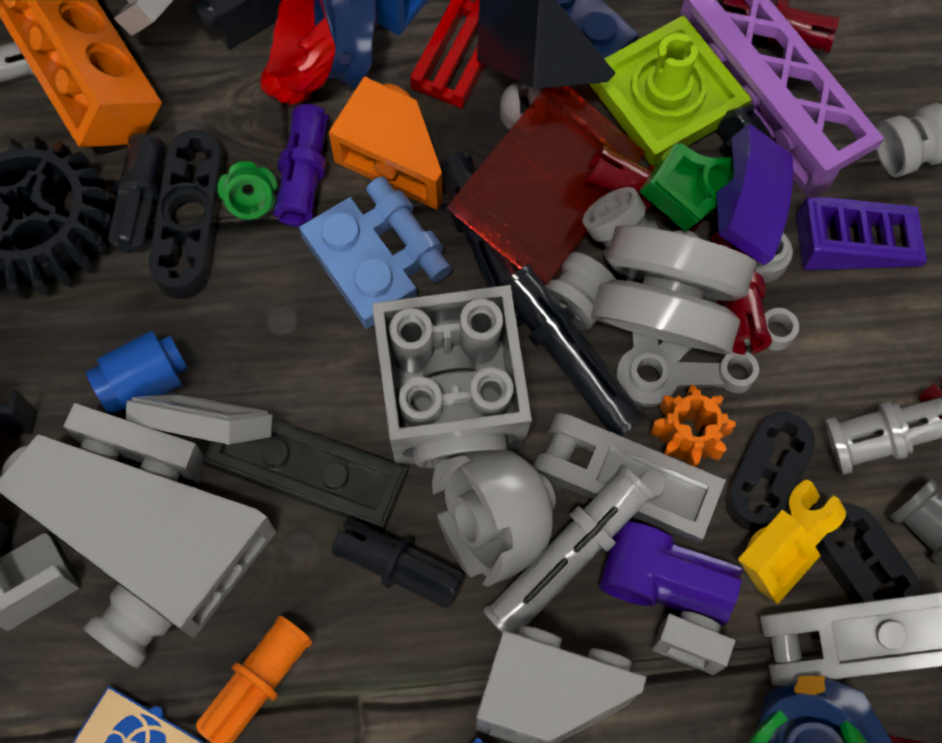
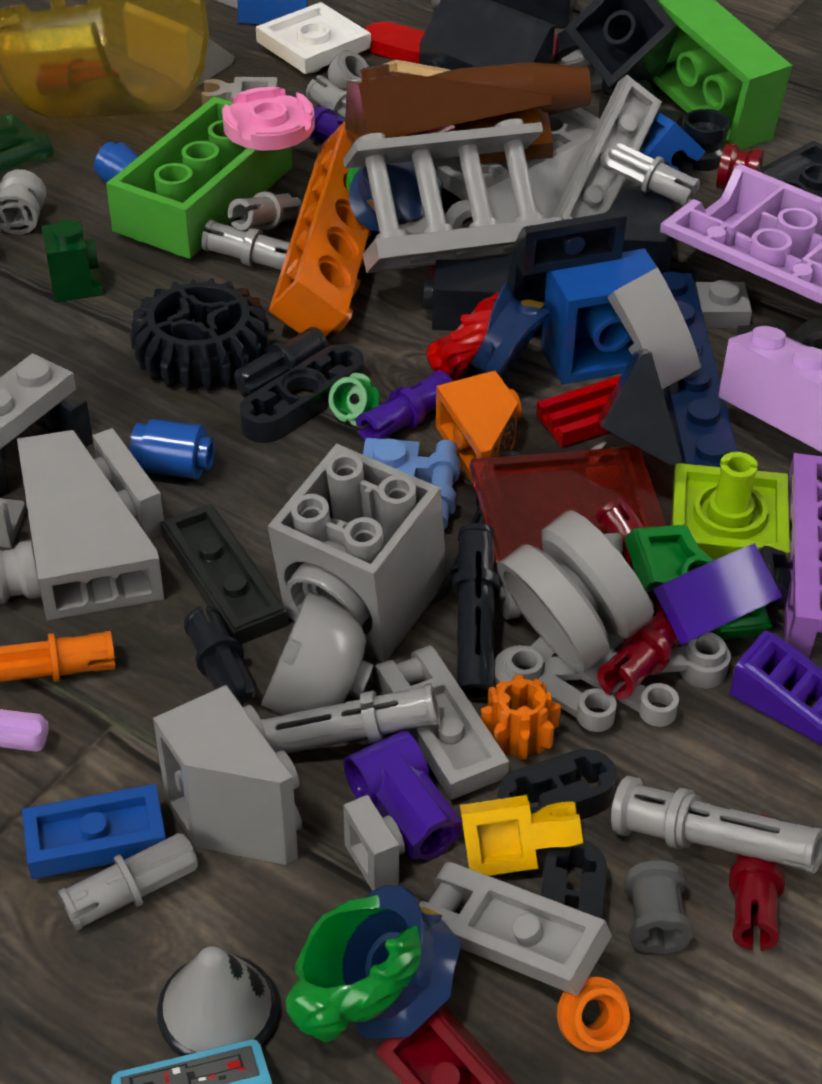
camera: 40 degrees right, 25 degrees down
(199, 418) = (180, 484): light grey tile -> none

